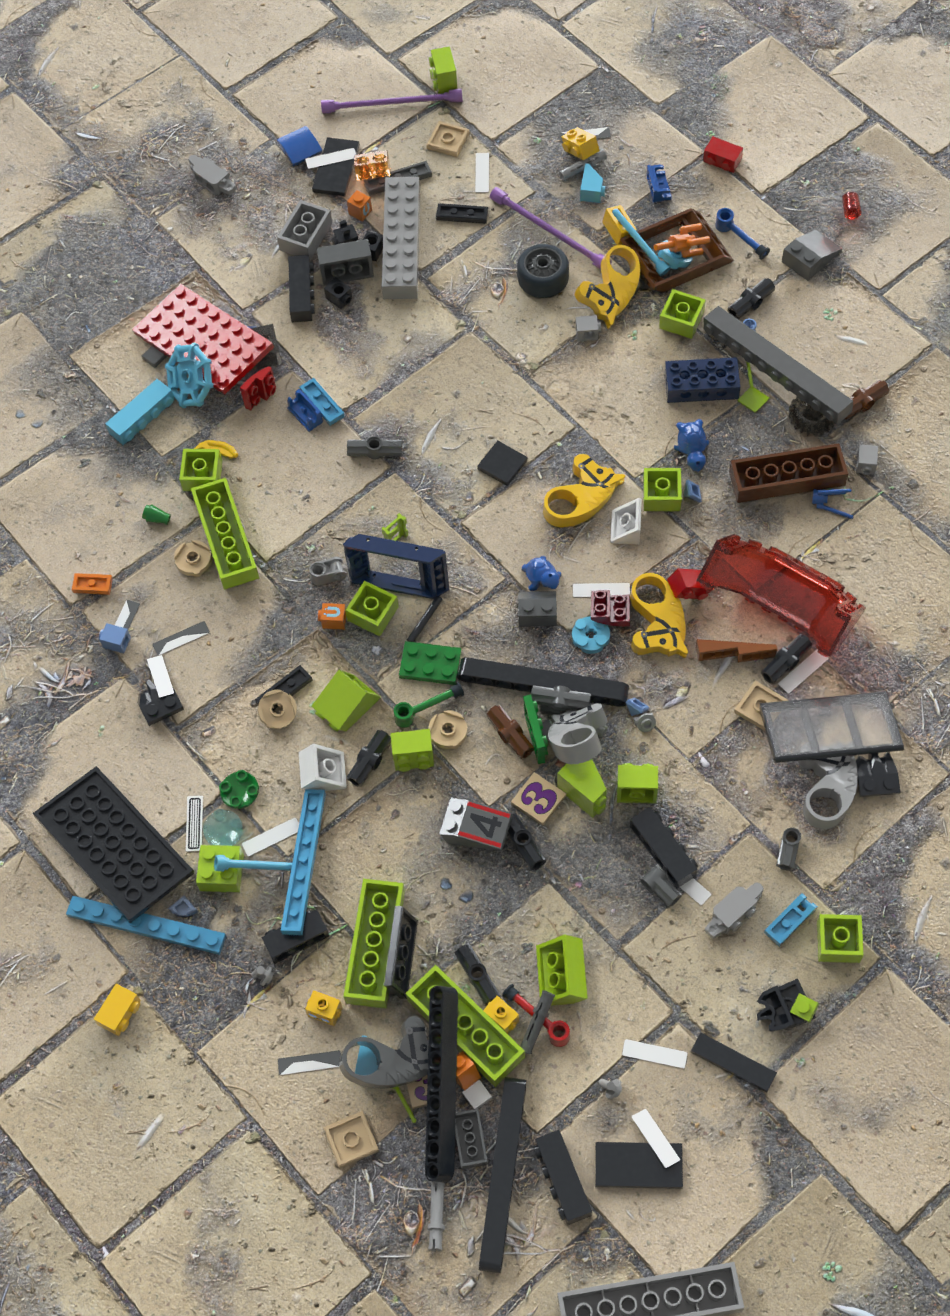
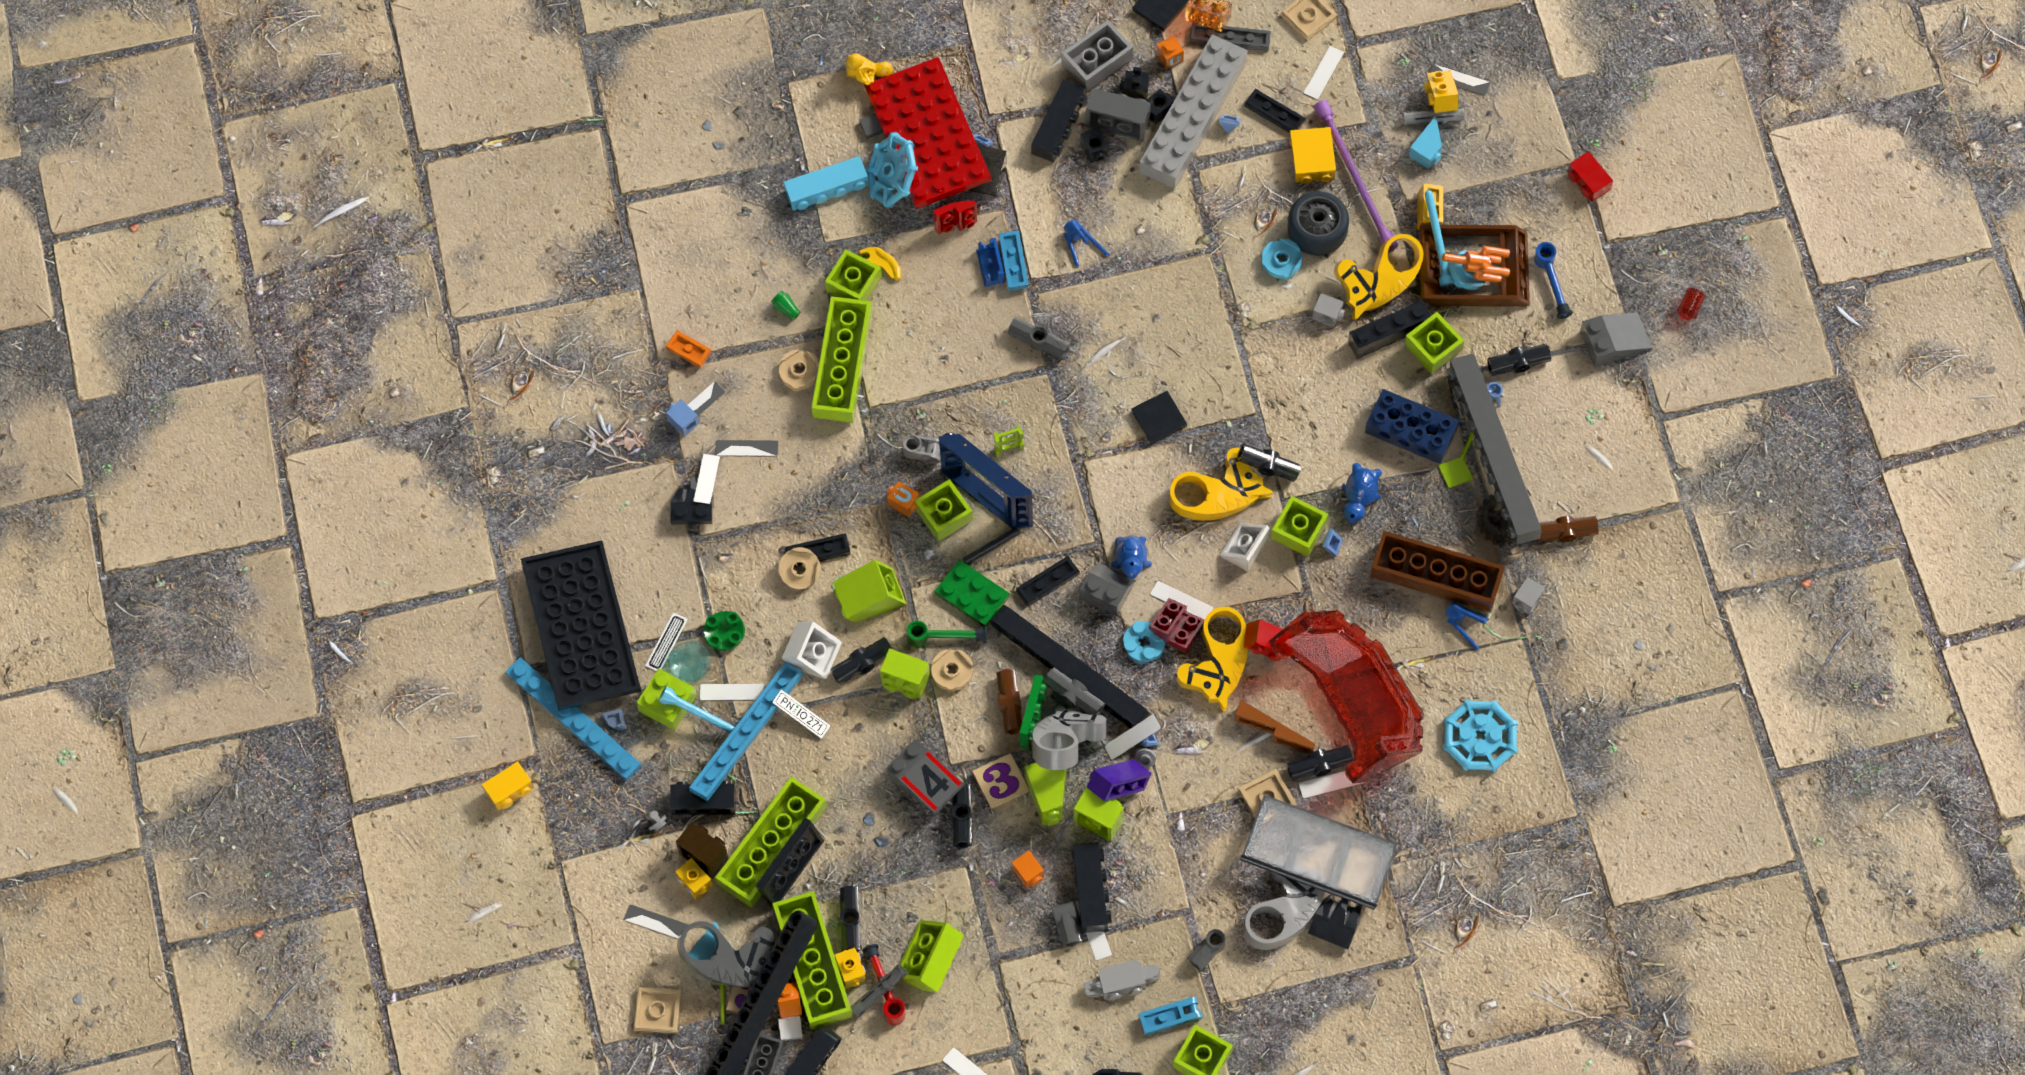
camera: 25 degrees right, 5 degrees up
(122, 318) = (864, 69): none -> yellow head
(318, 976) = (703, 849): none -> dark brown brick
(341, 825) = (801, 714): none -> white sticker
(359, 360) = (1077, 232): none -> blue plant
(432, 235) = (1229, 122): none -> medium blue slope
(486, 624) = (1047, 581): none -> black tile
(510, 227) = (1313, 155): none -> yellow panel
(532, 317) = (1278, 269): none -> medium azure plate
(604, 858) = (1028, 870): none -> orange brick
(610, 453) = (1268, 462): none -> black piece
(627, 710) = (1132, 737): none -> white sticker
(638, 747) = (1118, 780): none -> dark purple brick
(641, 321) = (1387, 329): none -> black brick
(658, 183) = (1501, 177): blue hinge -> none
(896, 569) = (1480, 747): none -> medium azure plate

